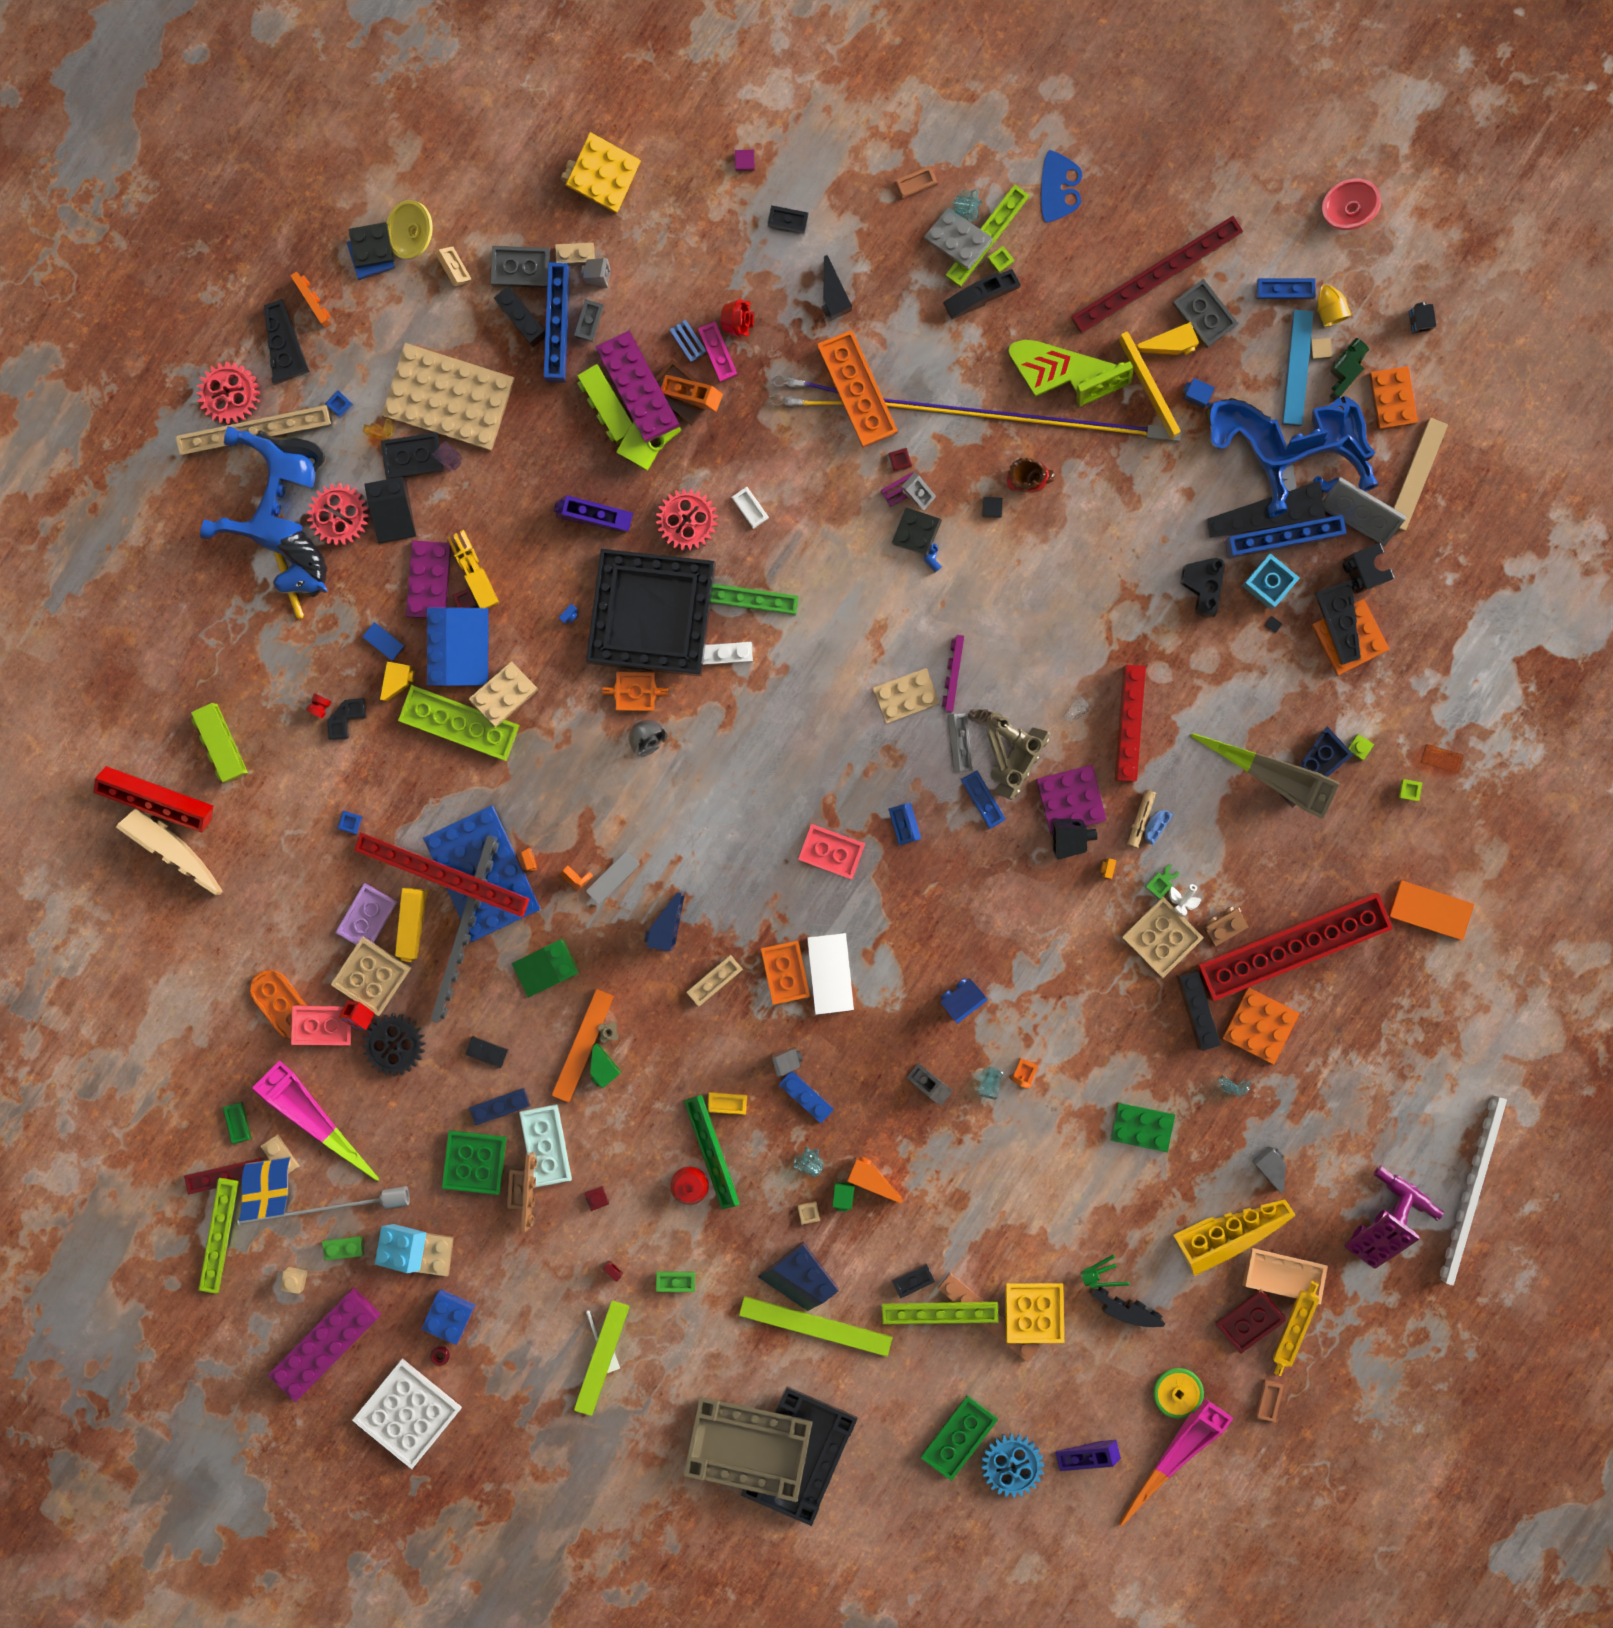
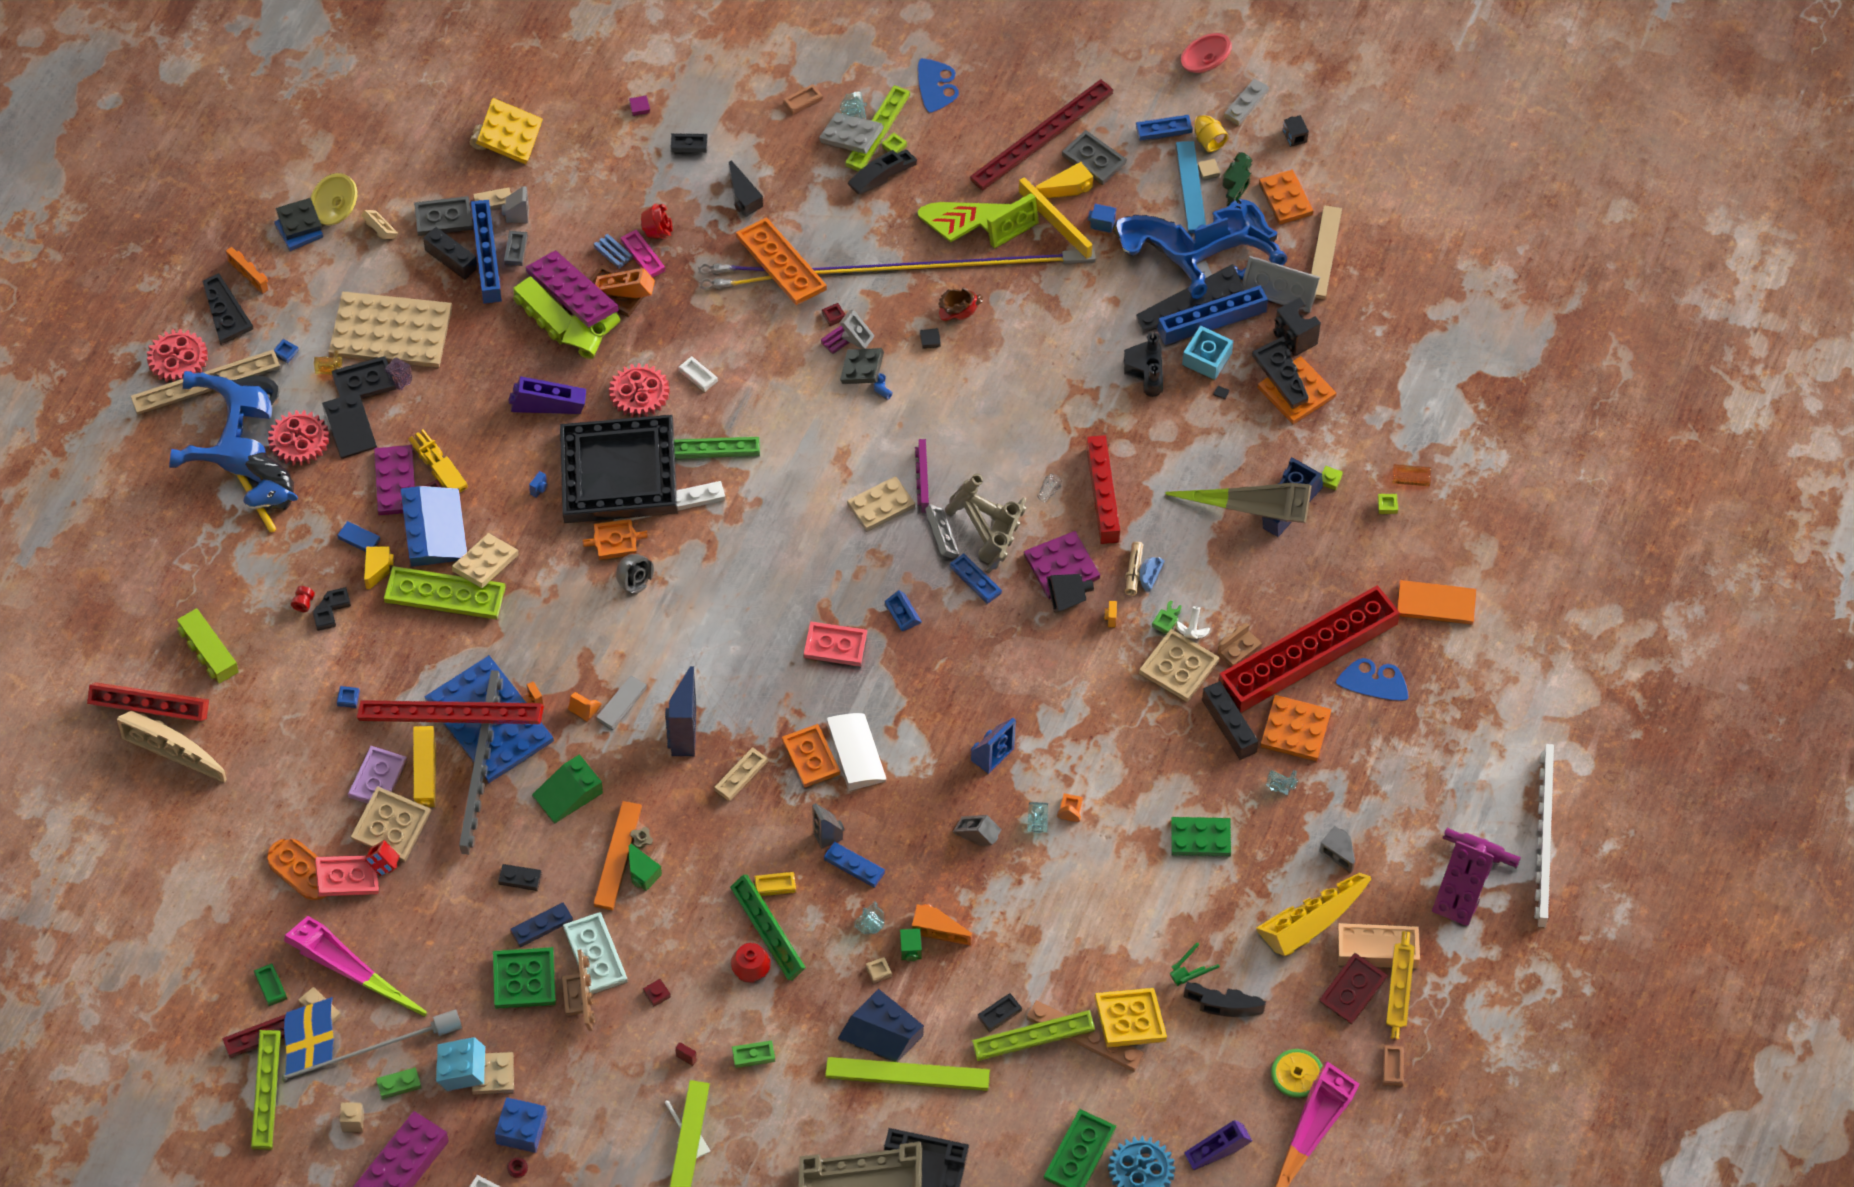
camera: 10 degrees left, 30 degrees down
(406, 1056) = (409, 874): black gear -> none
(1336, 985) = (1363, 683): none -> blue piece
(1379, 269) = (1246, 102): none -> light grey plate

